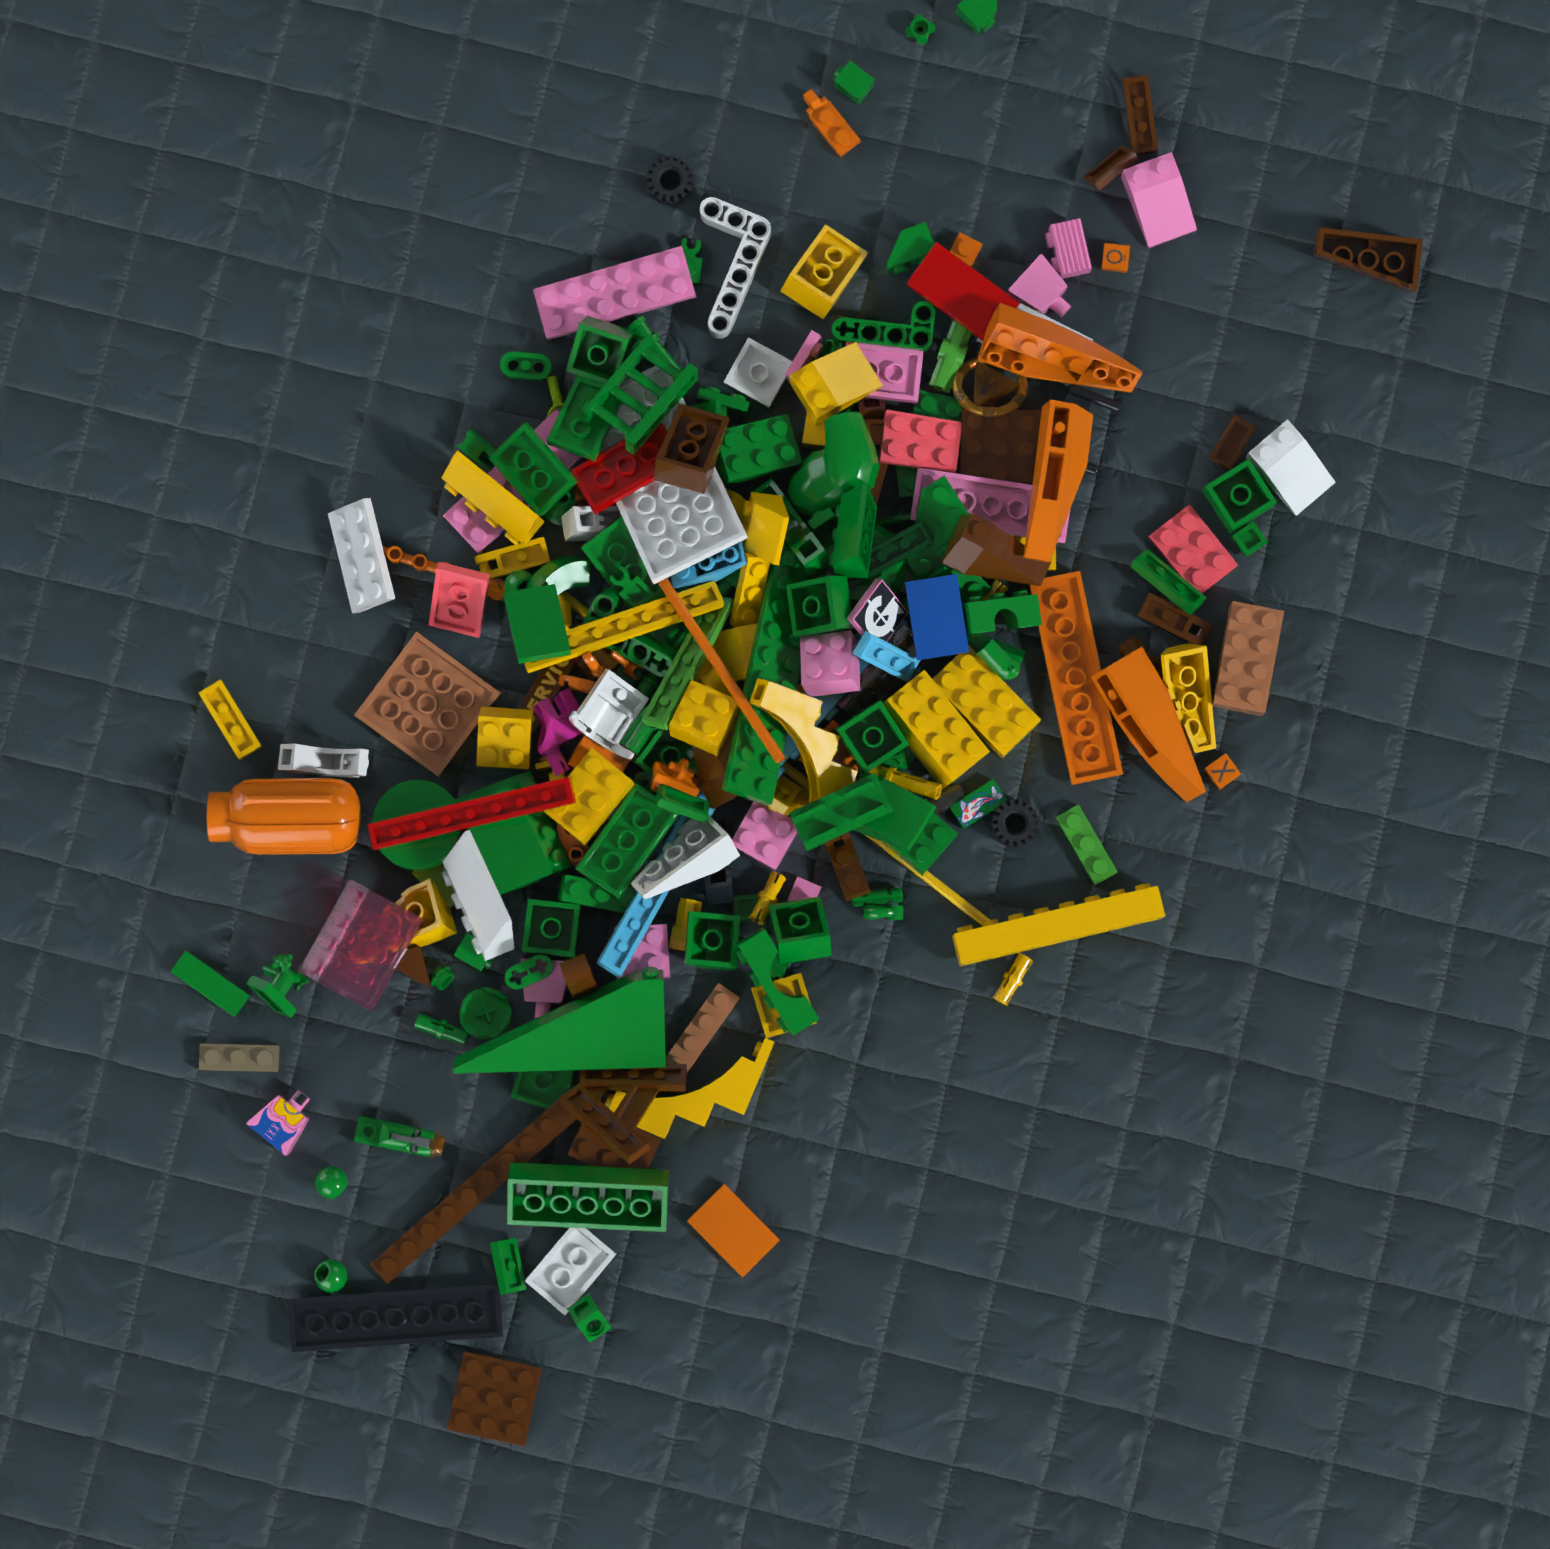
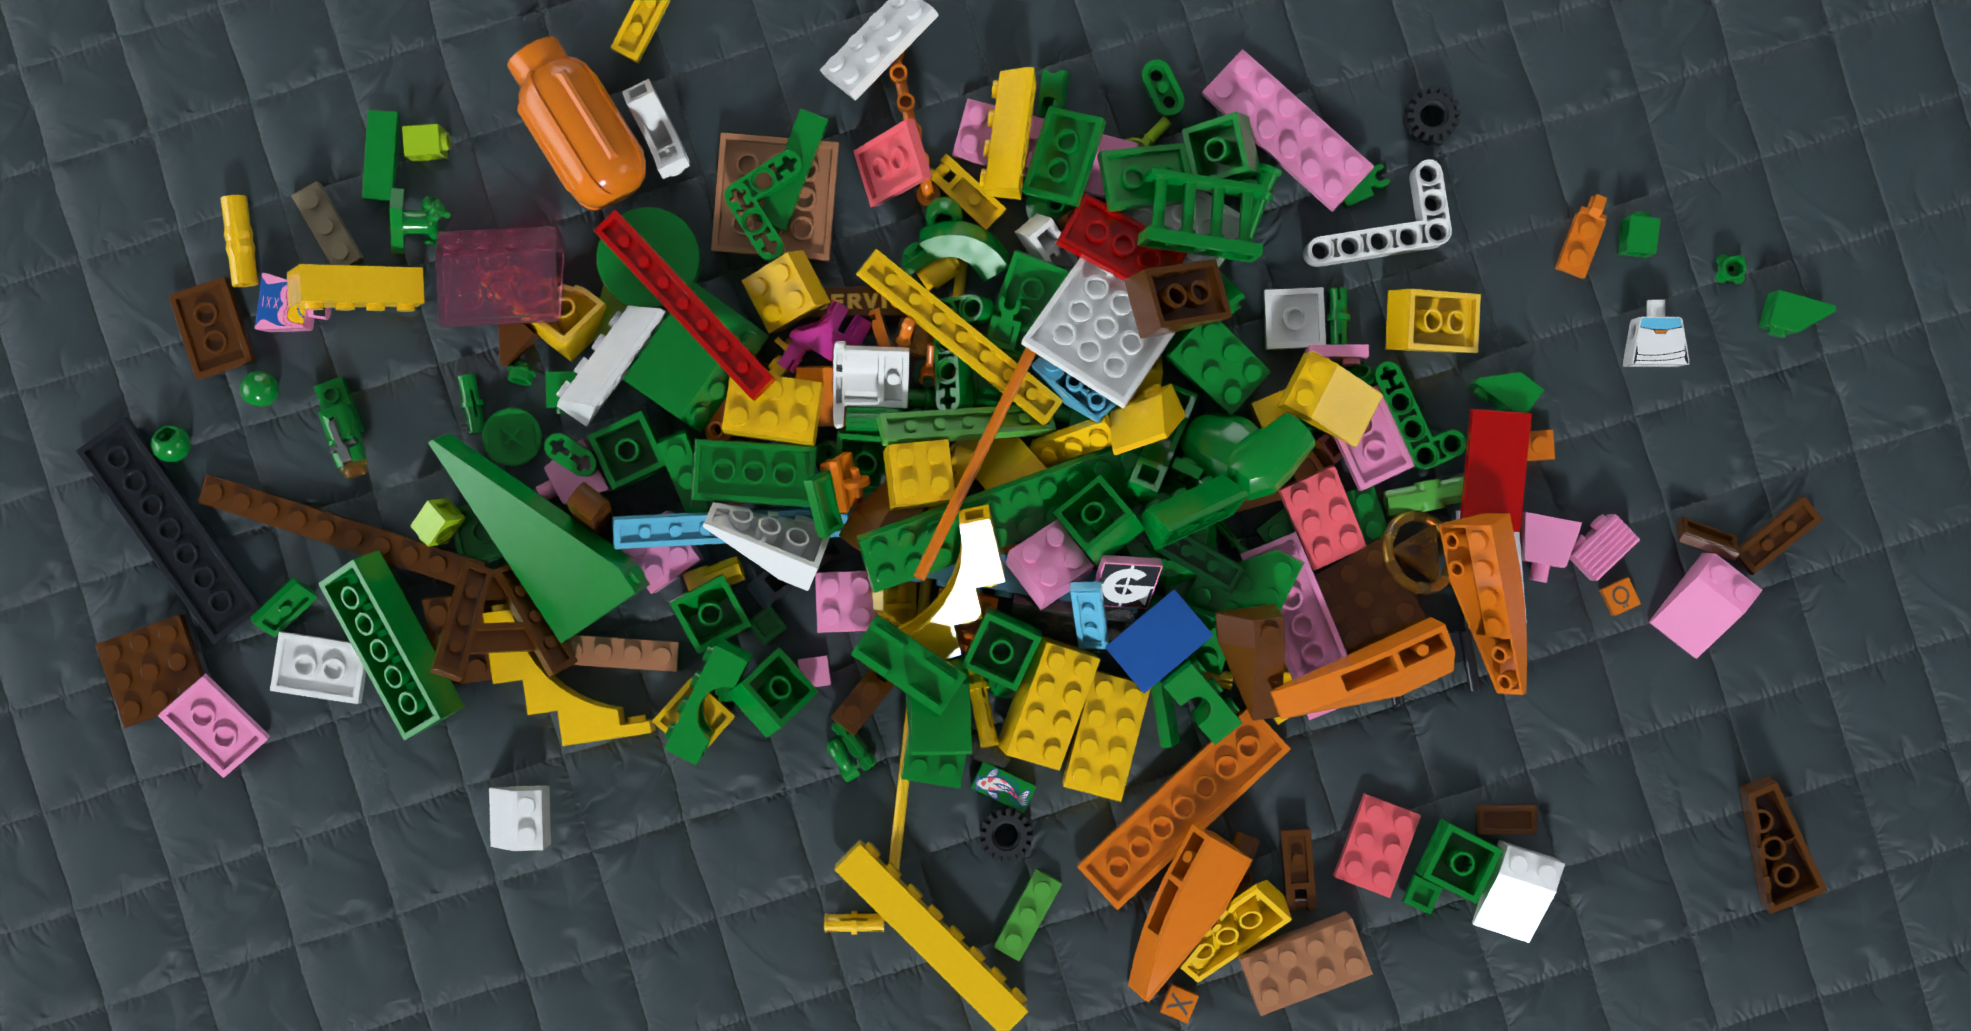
camera: 60 degrees right, 5 degrees up
(208, 1130) = (239, 241): none -> yellow axle
(223, 941) = (426, 142): none -> lime brick
(262, 1192) = (211, 328): none -> reddish brown plate
(301, 1059) = (355, 286): none -> yellow wedge
(416, 677) = (805, 141): none -> green tile
(418, 716) = (754, 195): none -> green beam
(516, 1107) = (437, 522): none -> lime brick
(536, 623) = (910, 252): green tile -> none
(565, 1373) = (214, 725): none -> bright pink plate
(589, 1318) = (279, 716): green brick -> none
(733, 1230) = (451, 801): orange tile -> none
(734, 403) = (1249, 313): green plate -> none
(767, 897) = (787, 639): yellow pin -> none
(777, 339) = (1338, 316): none -> green pin
(777, 1186) = (520, 817): none -> white slope
(939, 116) = (1656, 339): none -> white torso
(998, 660) = (1153, 725): green piece -> none
(1168, 581) = (1332, 841): green plate -> none

